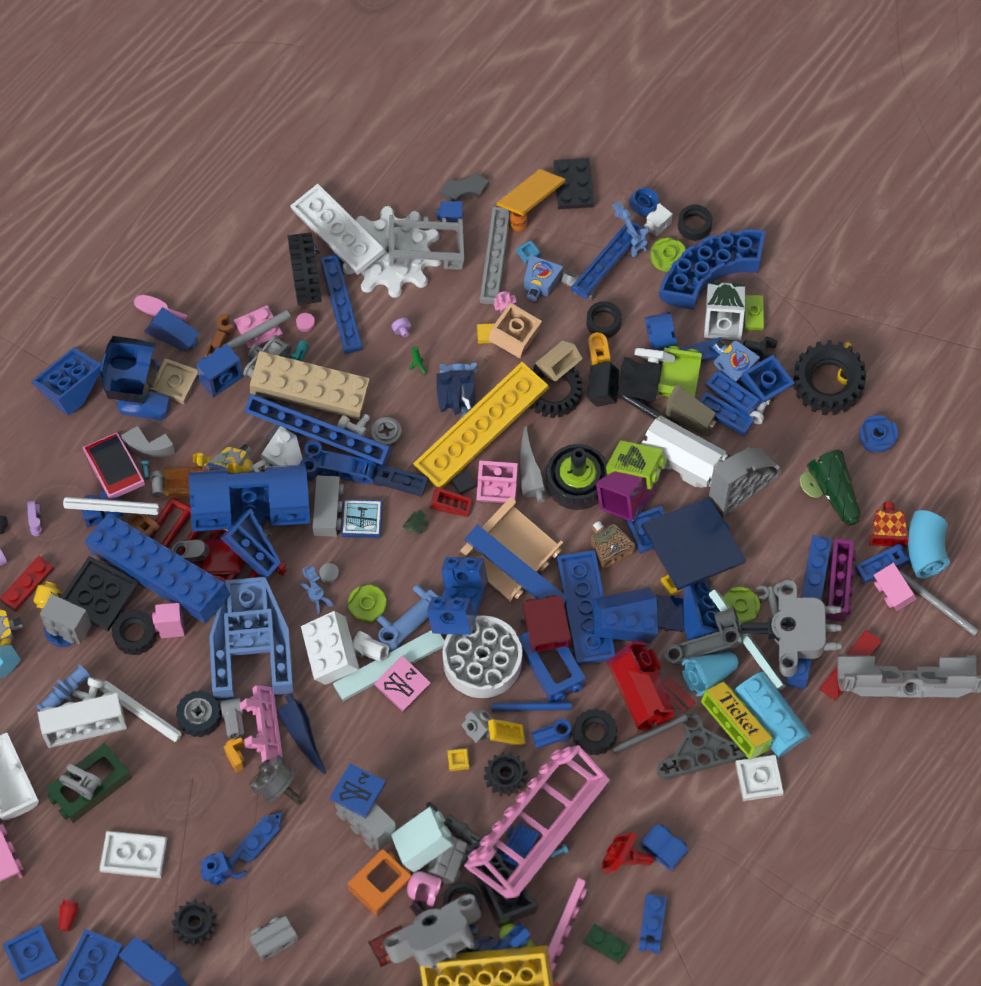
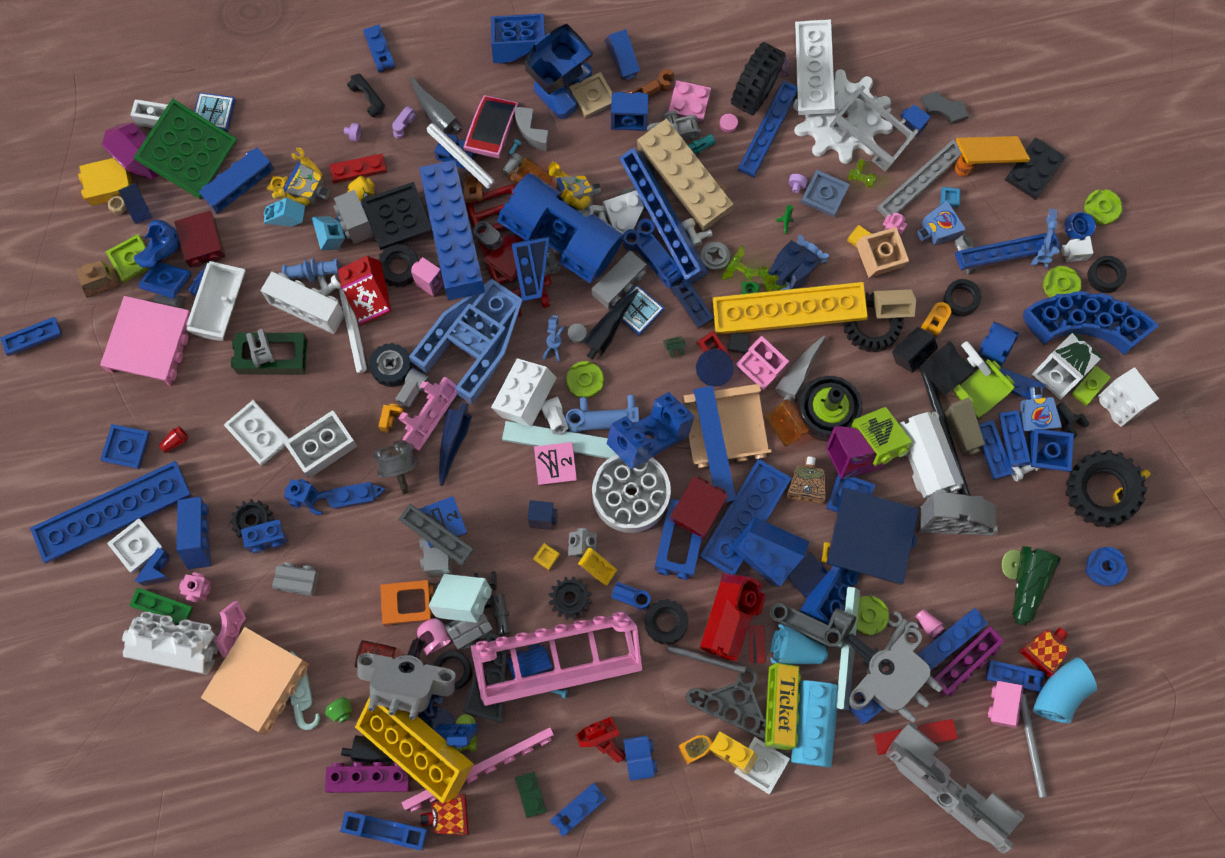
camera: 40 degrees right, 10 degrees up
(51, 650) = (328, 232): none -> medium azure slope
(52, 488) = (436, 111): none -> dark grey piece
(125, 670) = (365, 289): none -> red slope
(152, 306) = (625, 21): bright pink piece -> none
(198, 817) = (320, 444): none -> white brick
(217, 924) = (264, 536): none -> blue bracket
(258, 330) = (683, 102): light grey piece -> none
(349, 552) = (604, 331): none -> black piece
(364, 801) = (436, 535): none -> dark grey tile
(409, 425) = (768, 280): none -> clear neon green piece
(428, 728) = (542, 515): none -> dark blue brick
(430, 319) = (825, 193): none -> sand blue plate
(437, 431) = (749, 285): none -> green plate
(441, 287) = (856, 174): none -> clear neon green piece
(462, 514) = (714, 367): none -> clear blue tile
(531, 706) = (637, 561): blue bar -> none
(555, 512) = (787, 423): none -> clear orange bracket
(649, 174) = (1103, 206): none -> lime tile
(700, 804) = (695, 748): none -> rock
(739, 778) = (740, 755): none -> yellow piece
(788, 299) = (1127, 397): none -> white brick
(792, 573) = (930, 624): none -> bright pink cone

